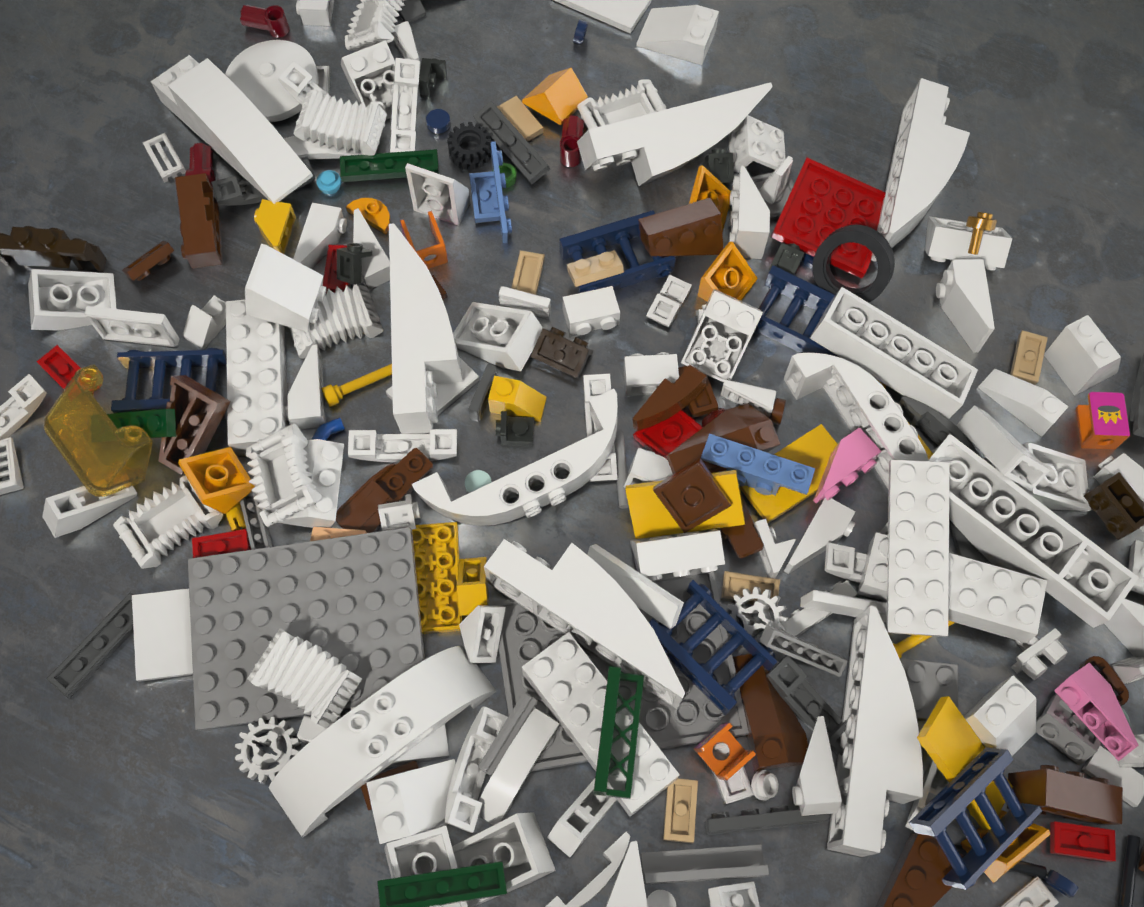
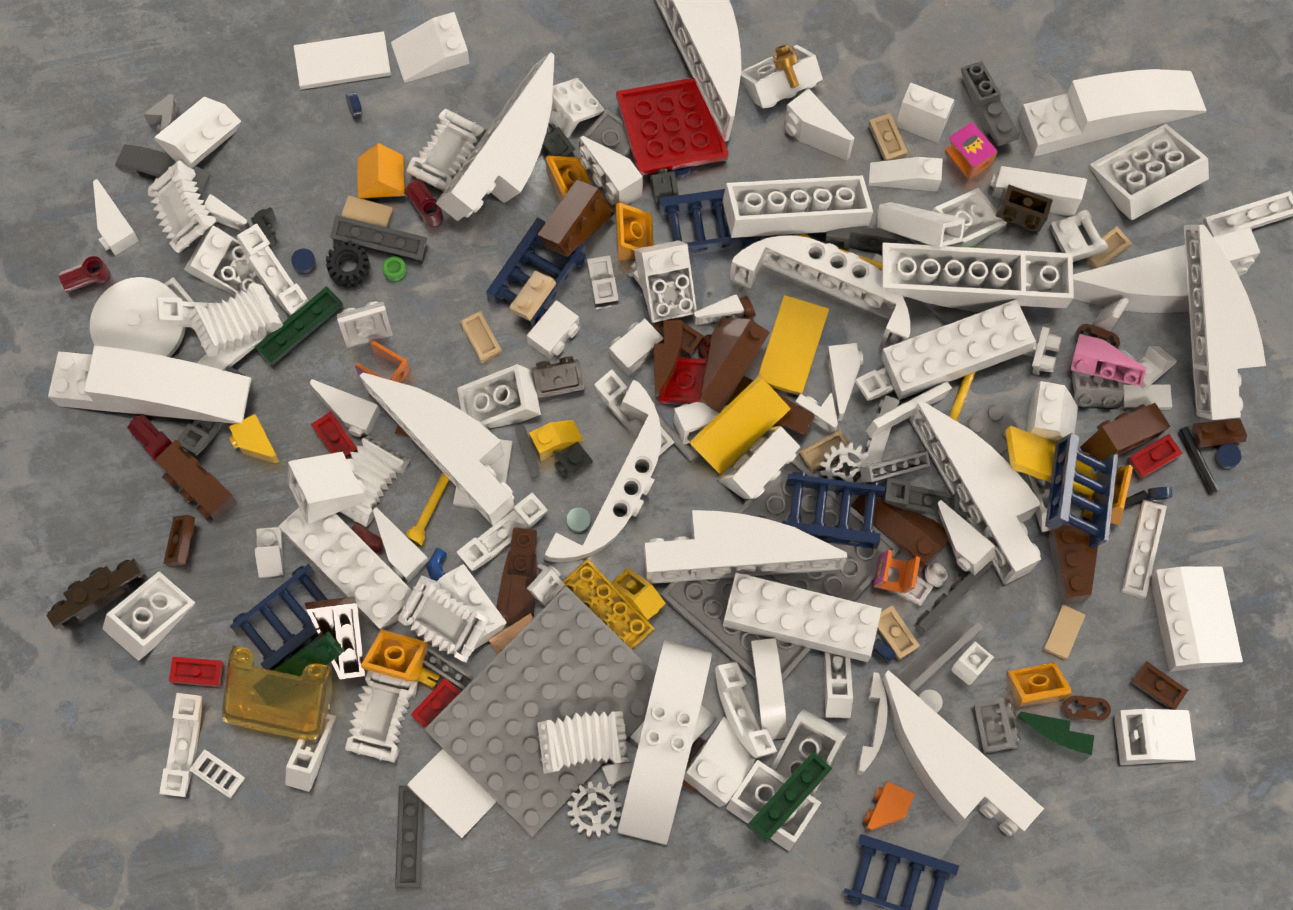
camera: 40 degrees left, 5 degrees up
(132, 326) = (222, 598): white tile -> none
(172, 171) = (126, 457): white tile -> none
(291, 366) = (372, 540): none -> clear red arm
(321, 229) = (296, 419): white slope -> none
(329, 182) = (262, 373): medium azure plate -> none
(349, 262) = (348, 426): pearl dark grey bracket -> none
(373, 211) = (320, 371): light orange plate -> none
(482, 633) = (673, 619): white slope -> none
(487, 195) = (400, 294): medium blue bracket -> none
(507, 733) = (747, 672): light grey axle -> none
(522, 300) = (498, 359): white tile -> none
(607, 731) = (819, 615): dark green fence -> none
(640, 589) = (767, 507): white tile -> none
(655, 818) = (883, 650): none -> dark blue tile
(692, 495) = (742, 415): reddish brown tile -> none
(757, 468) = (768, 362): medium blue bracket -> none
(776, 181) = (609, 128): white slope -> none
(849, 458) = (823, 310): bright pink slope -> none
(858, 234) = (718, 131): black tyre -> none
(918, 548) = (920, 339): white plate -> none

